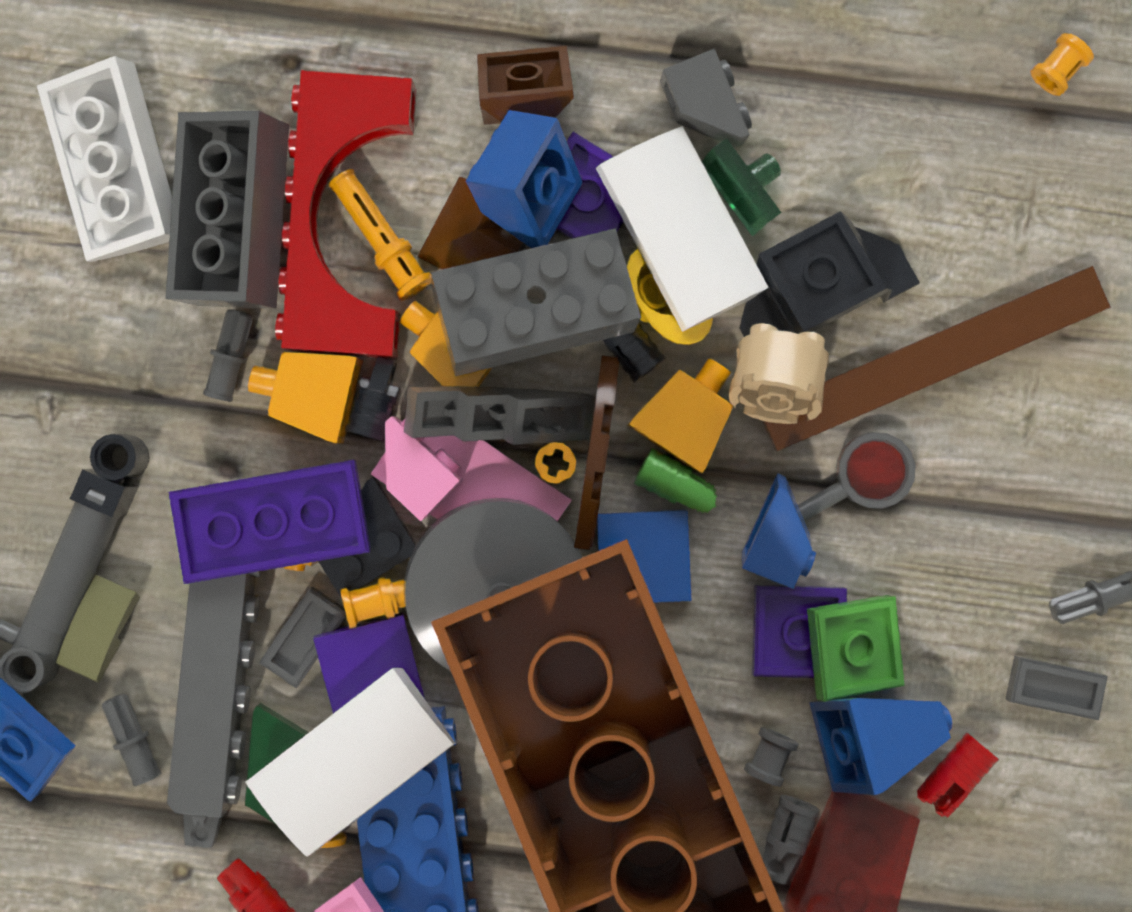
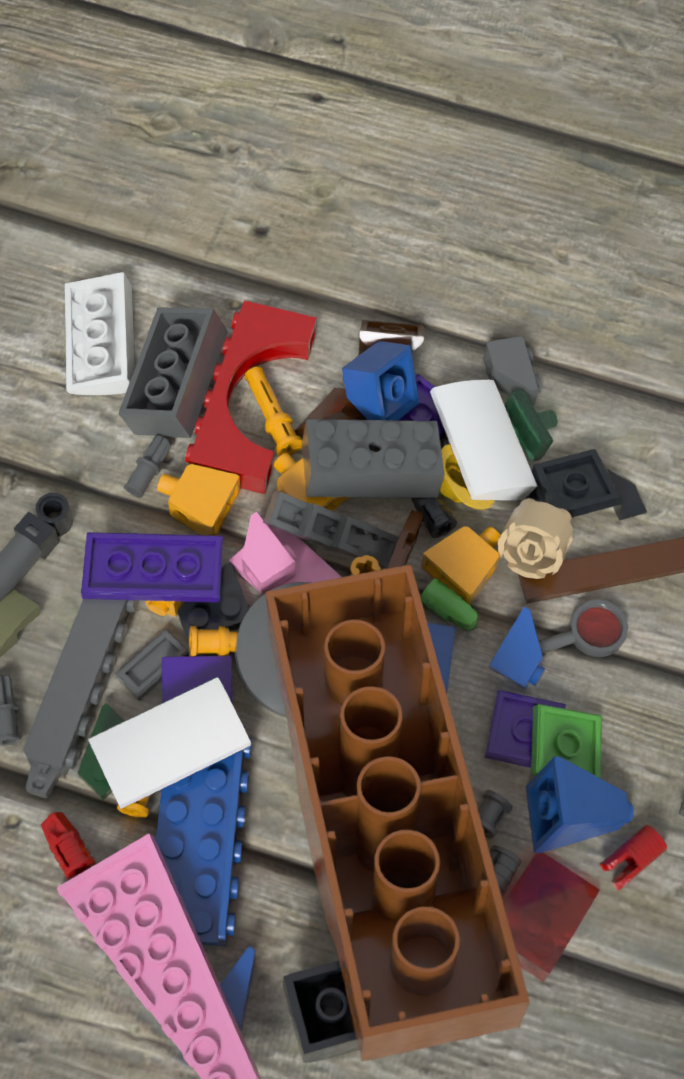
camera: 10 degrees right, 25 degrees down
(374, 401) = (238, 517): black hinge -> none

